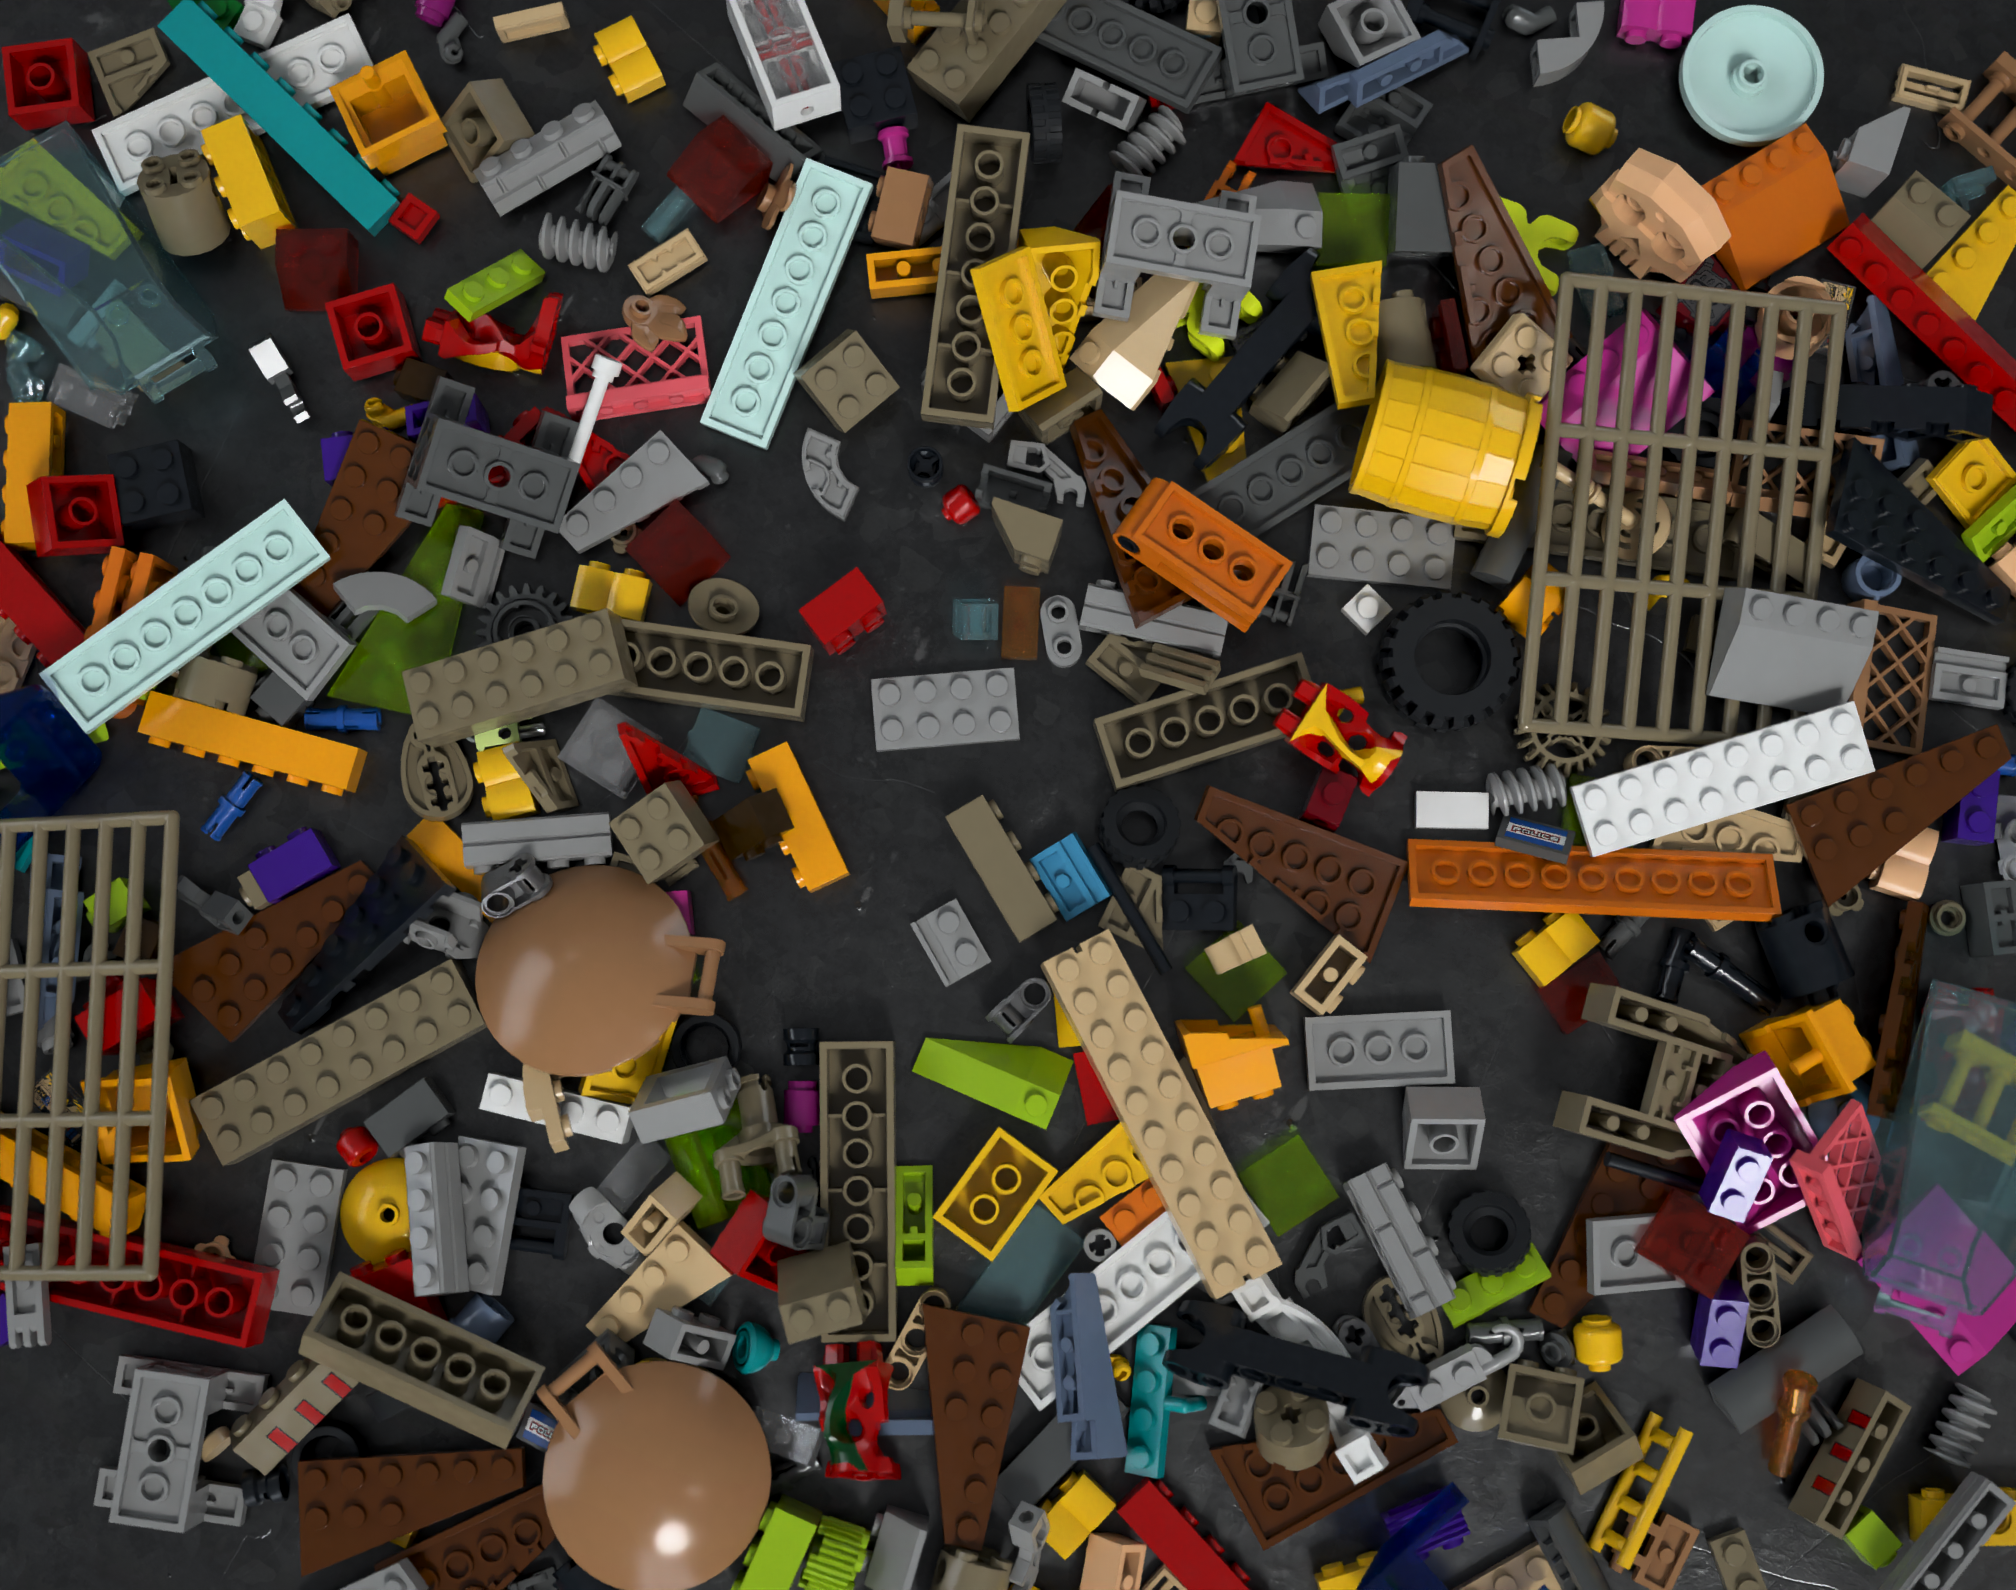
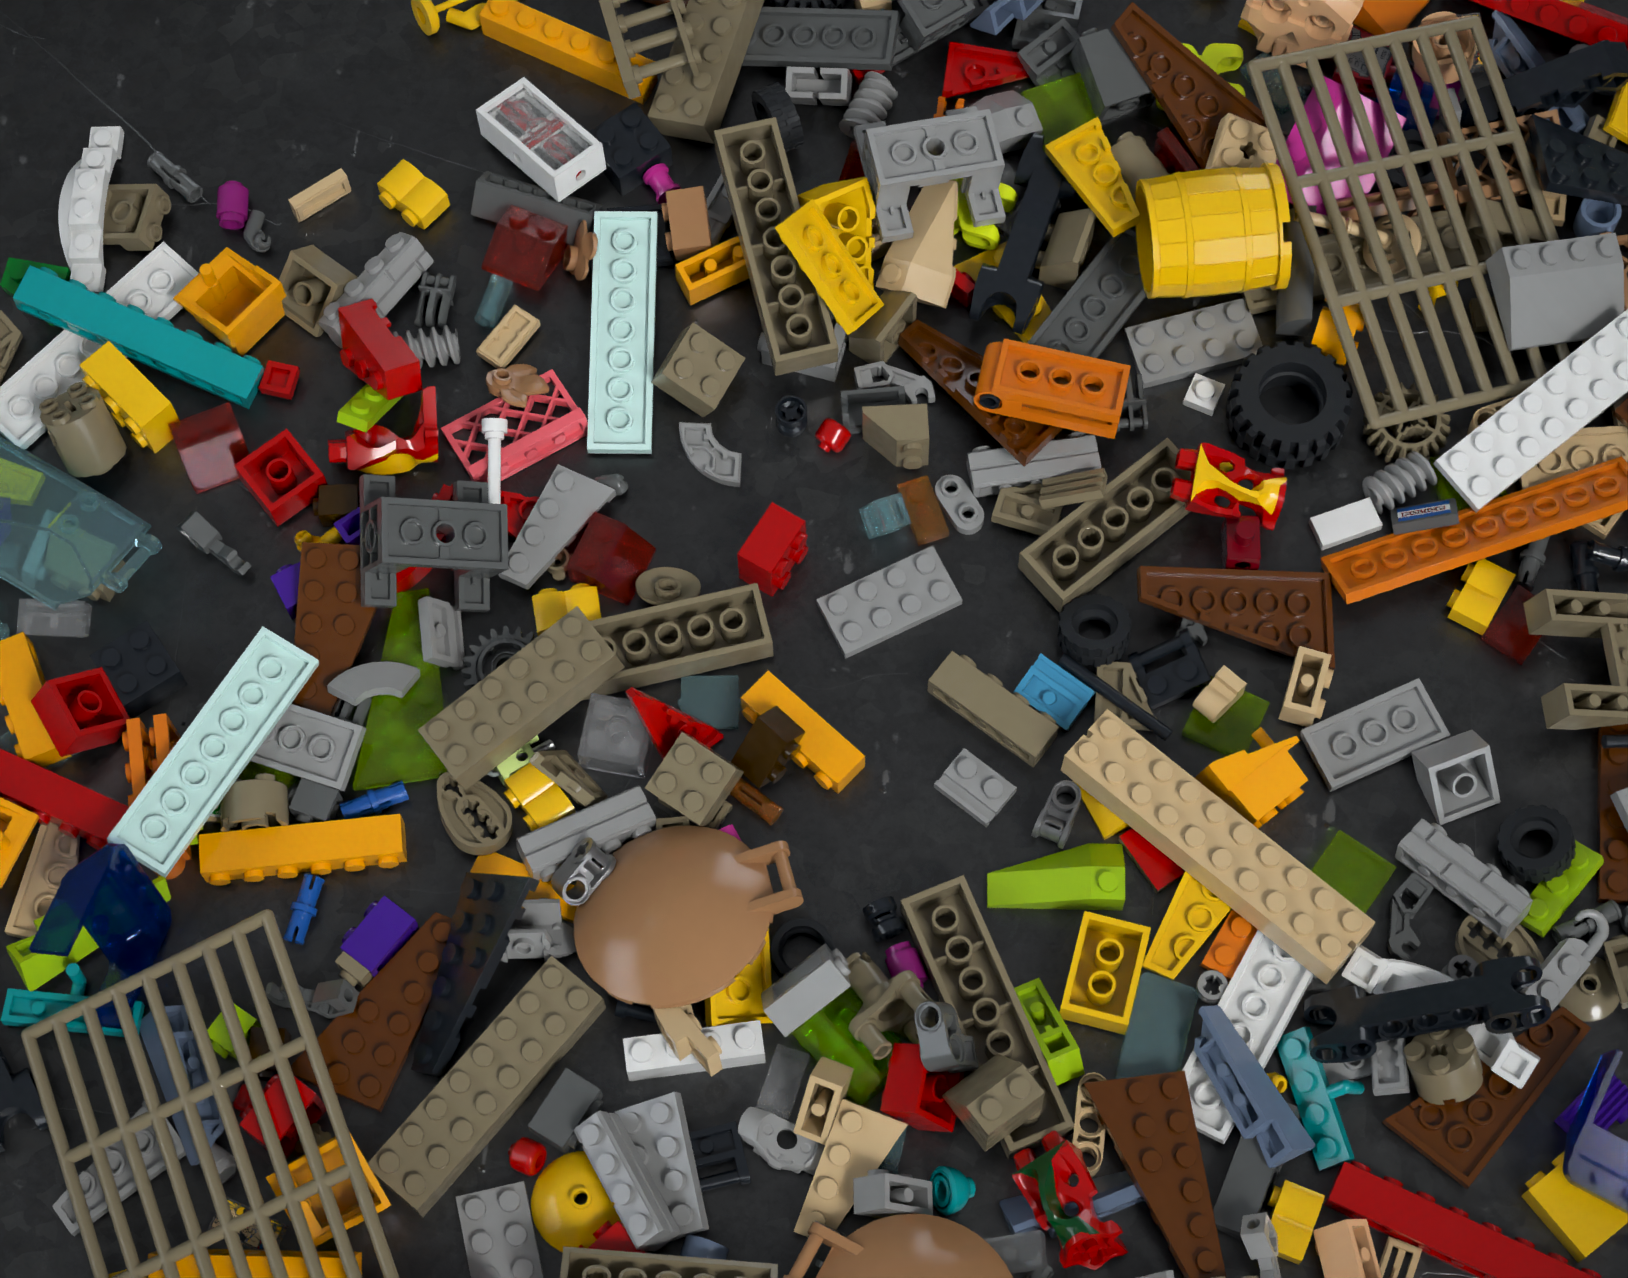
camera: 20 degrees left, 15 degrees down
(515, 235) = (375, 353): none -> red wedge

